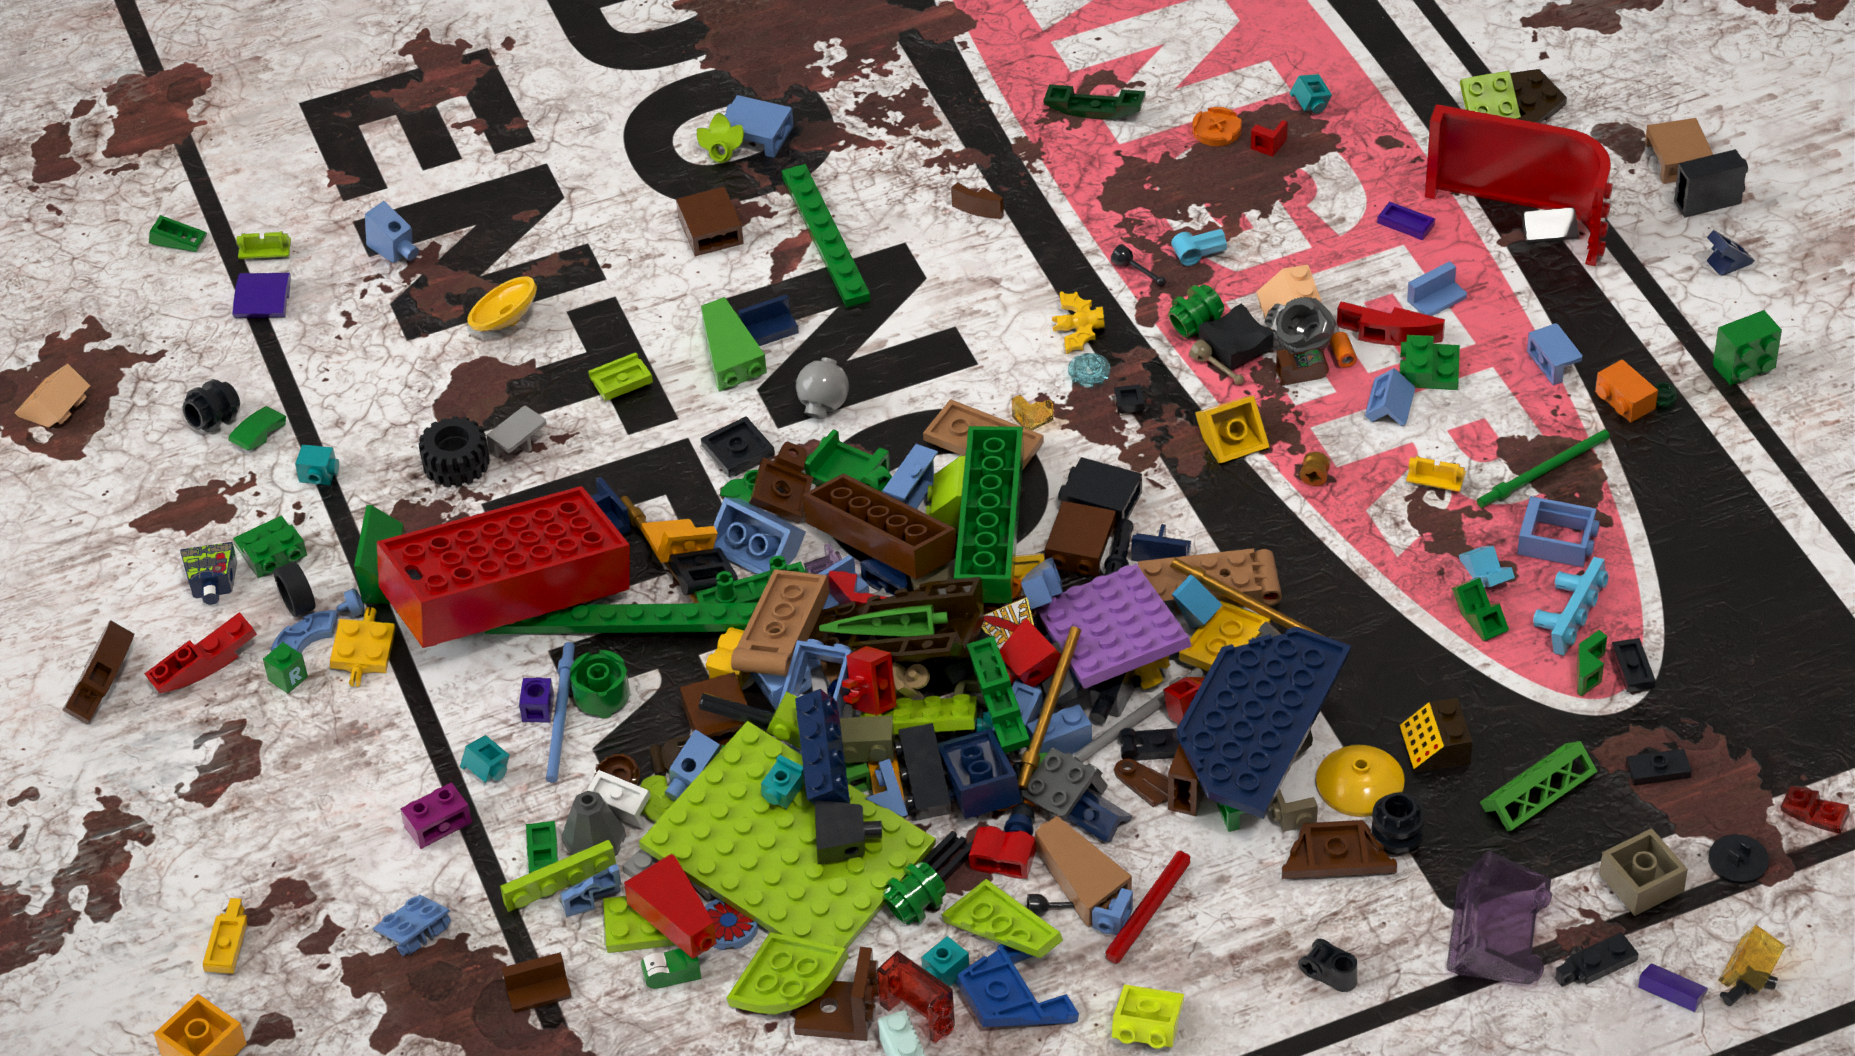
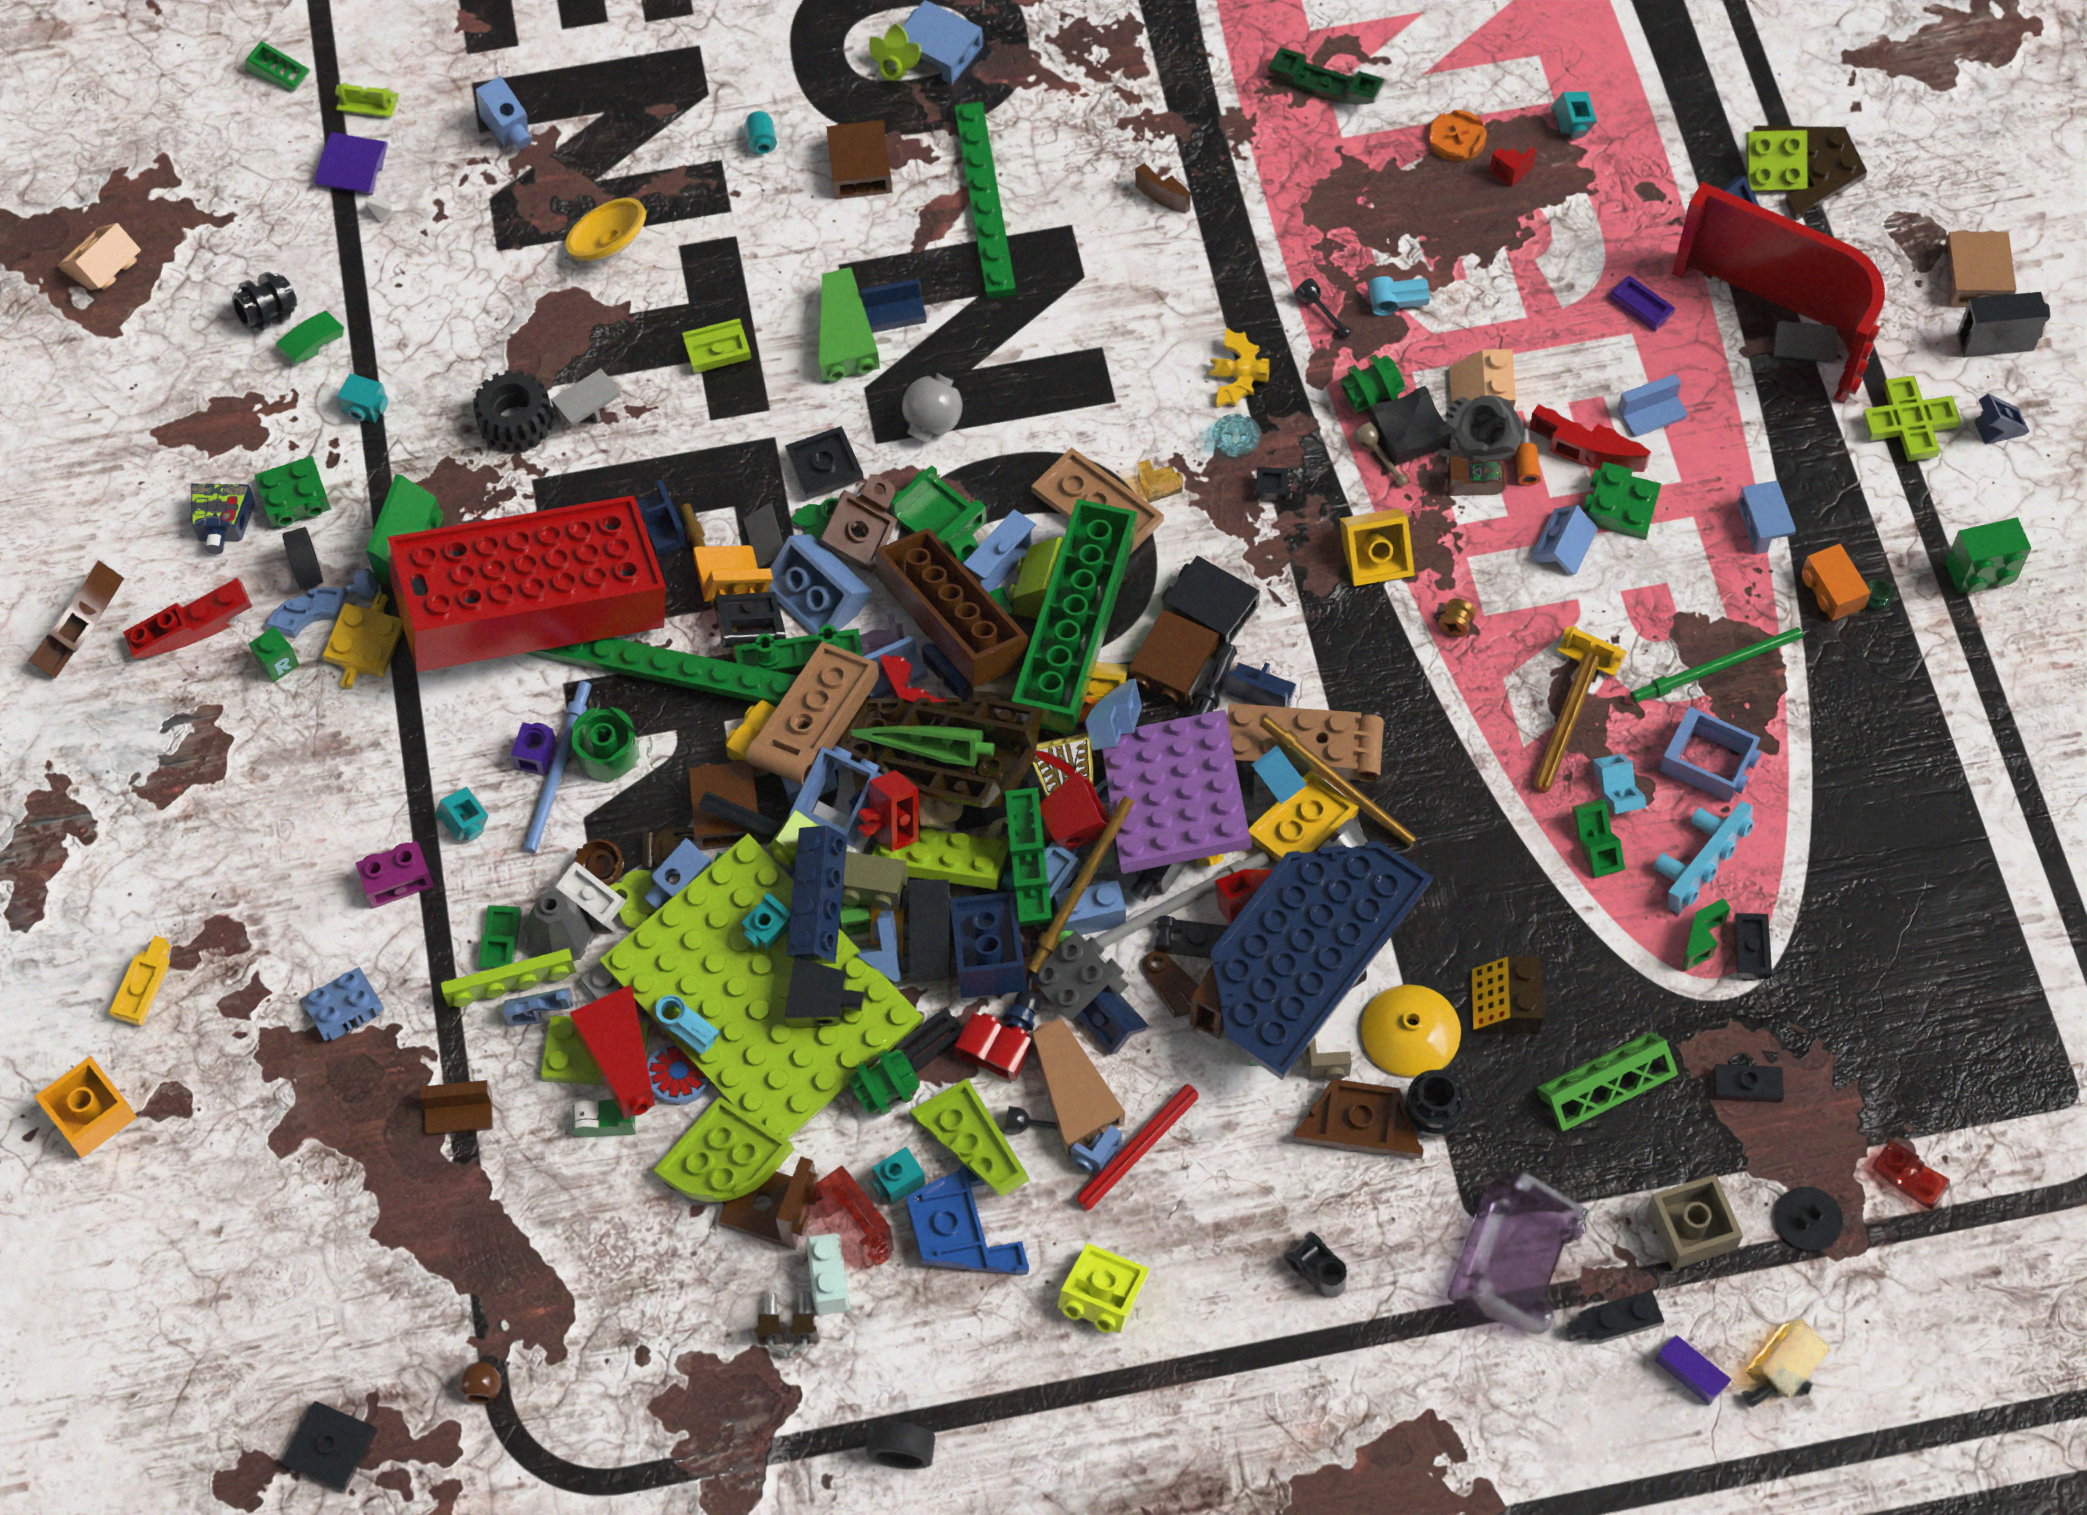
camera: 10 degrees right, 15 degrees up
(299, 323) = (383, 207): none -> white slope
(618, 215) = (760, 132): none -> teal brick
(698, 506) = (764, 535): none -> dark grey slope
(730, 874) = (688, 1025): none -> medium azure piece
(1429, 529) = (1566, 722): none -> pearl gold axle
(1654, 265) = (1911, 418): none -> lime plate

